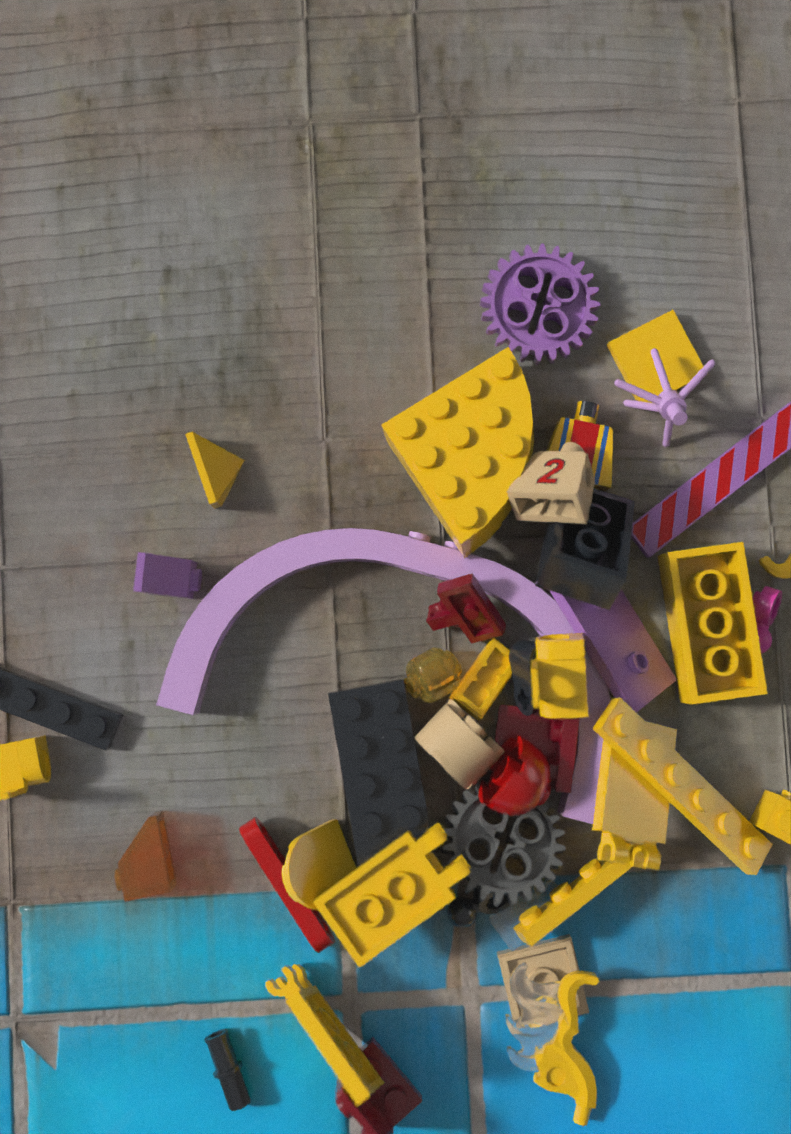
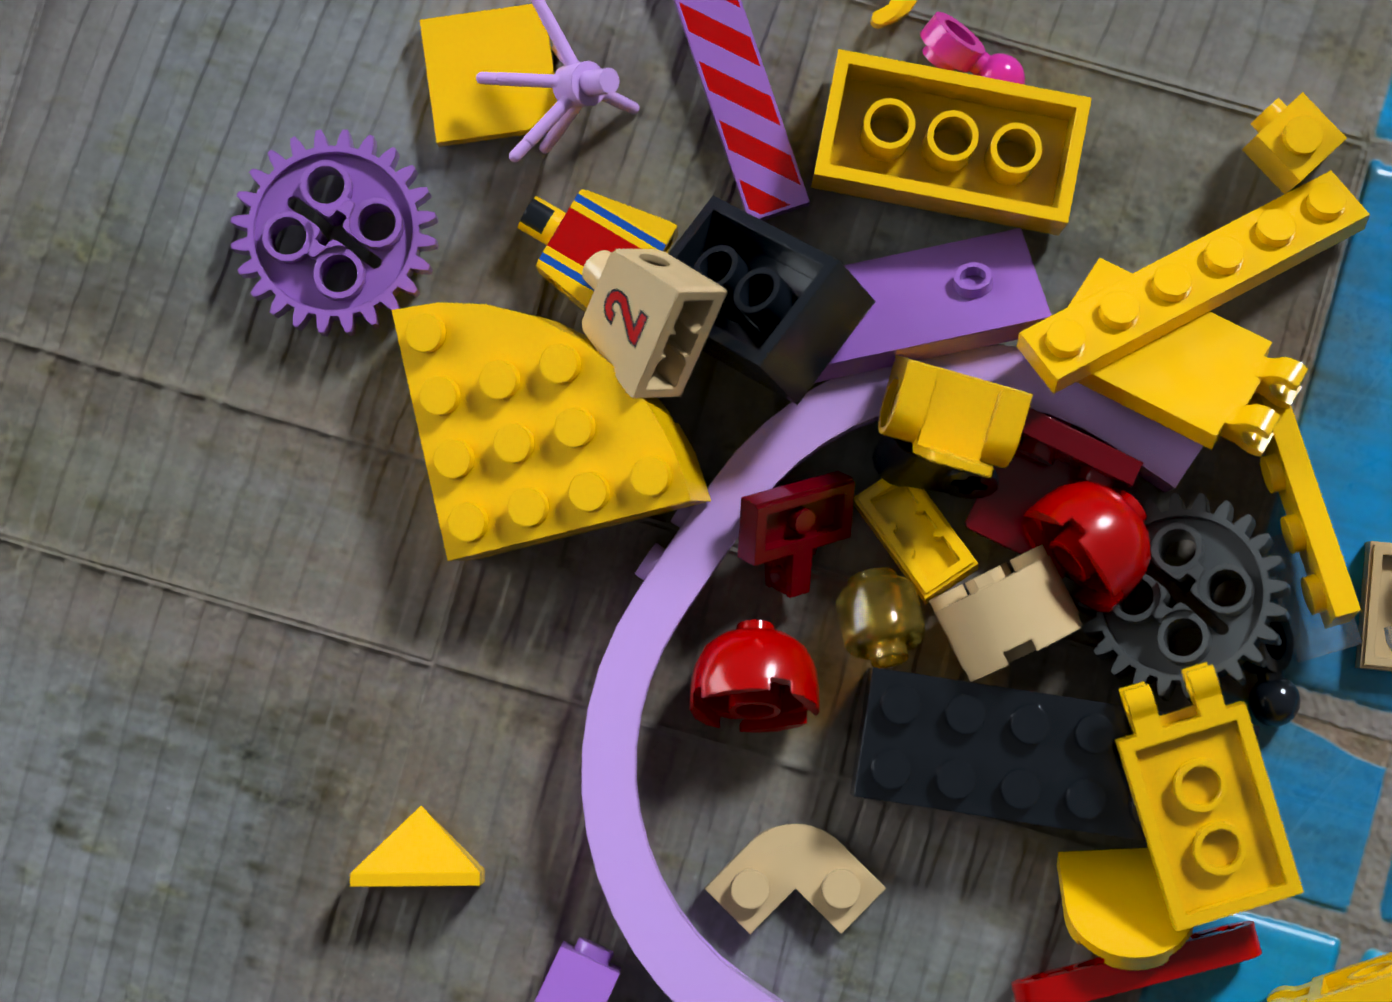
camera: 65 degrees left, 0 degrees up
(283, 675) = (789, 860): none -> tan plate
(375, 616) = (755, 678): none -> red cylinder

